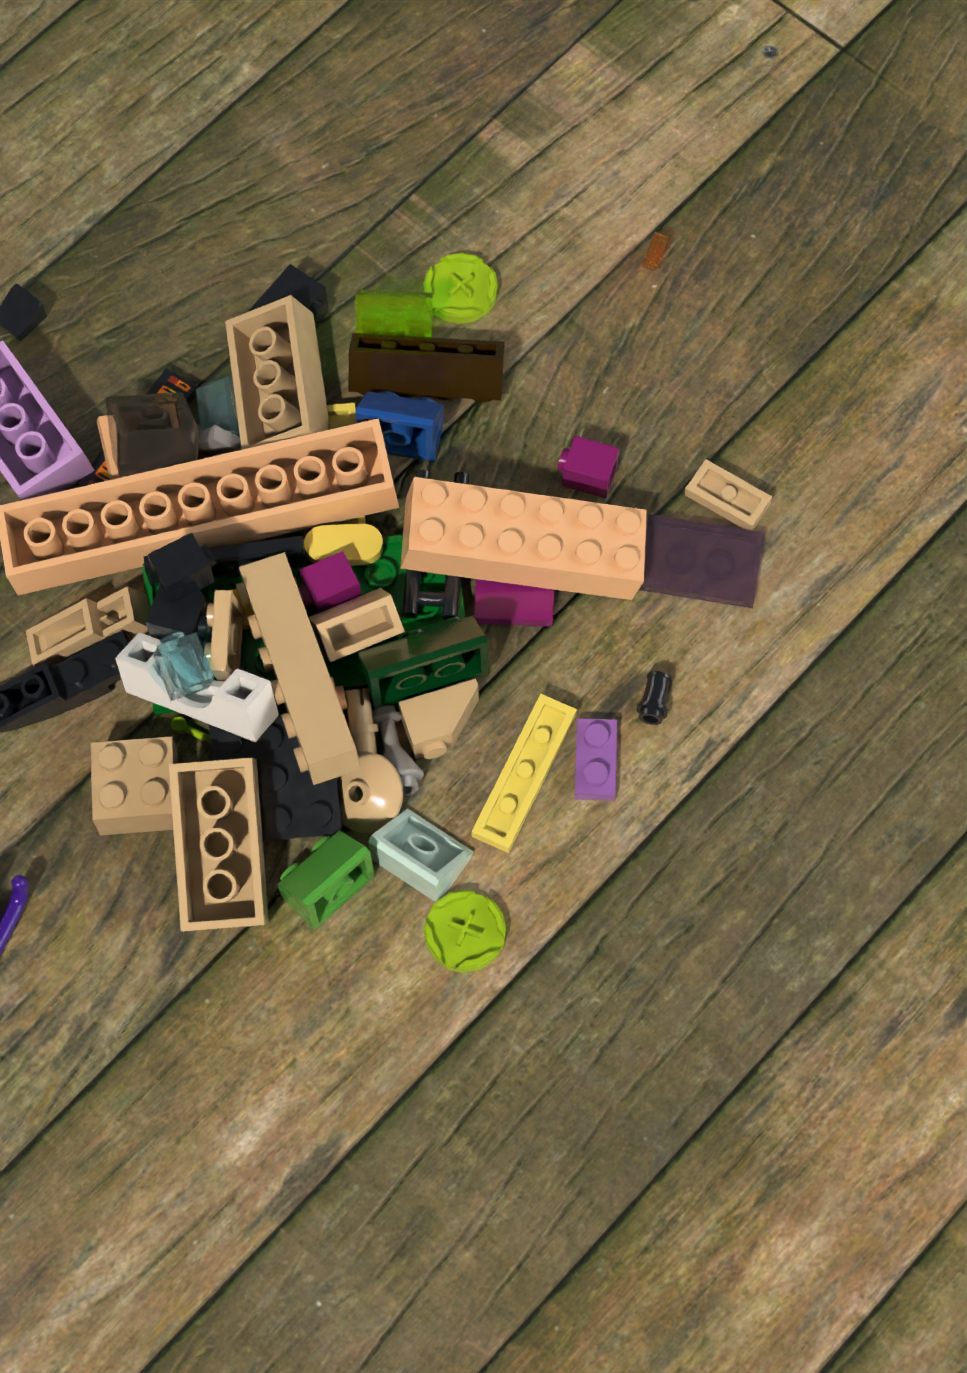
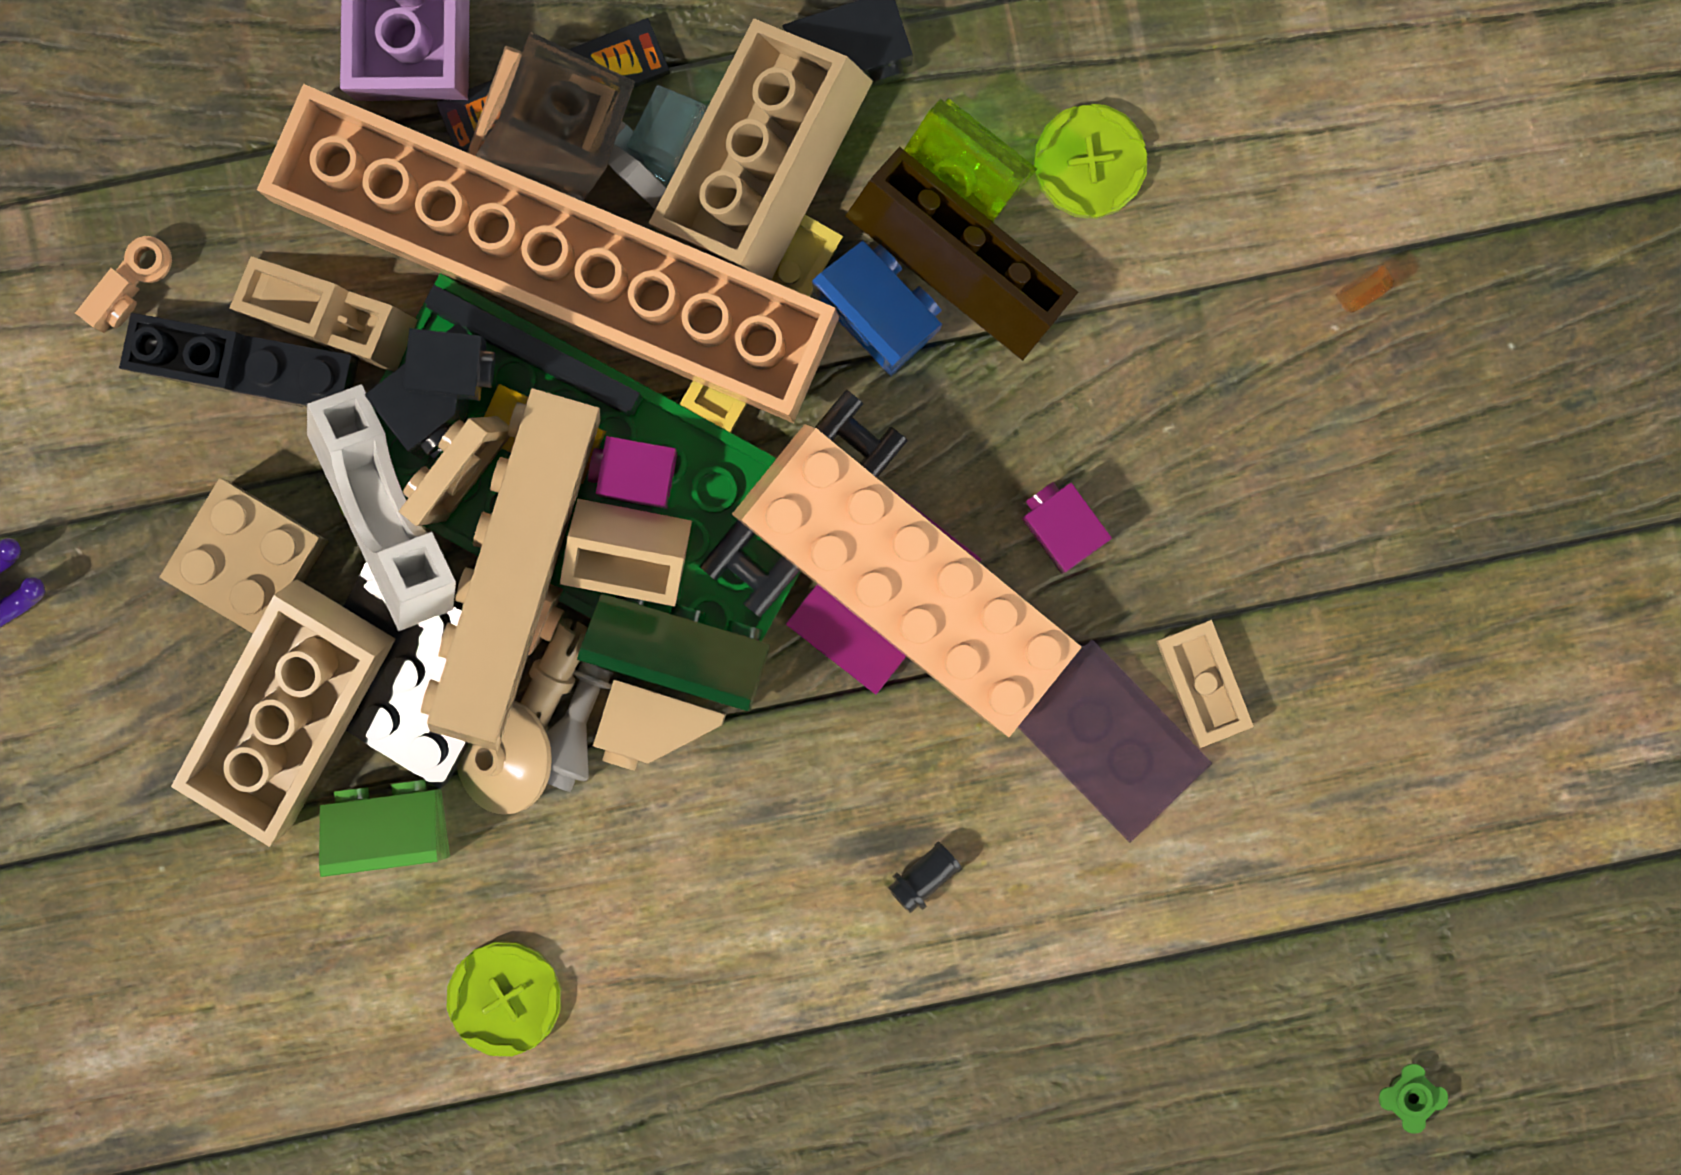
camera: 30 degrees right, 20 degrees up
(183, 665) = (372, 481): clear light blue brick -> none
(359, 542) = (692, 425): light yellow tile -> none
(419, 854) = (517, 874): light aqua slope -> none
(524, 773) = (705, 861): light yellow plate -> none
(596, 759) = (802, 900): medium lavender plate -> none

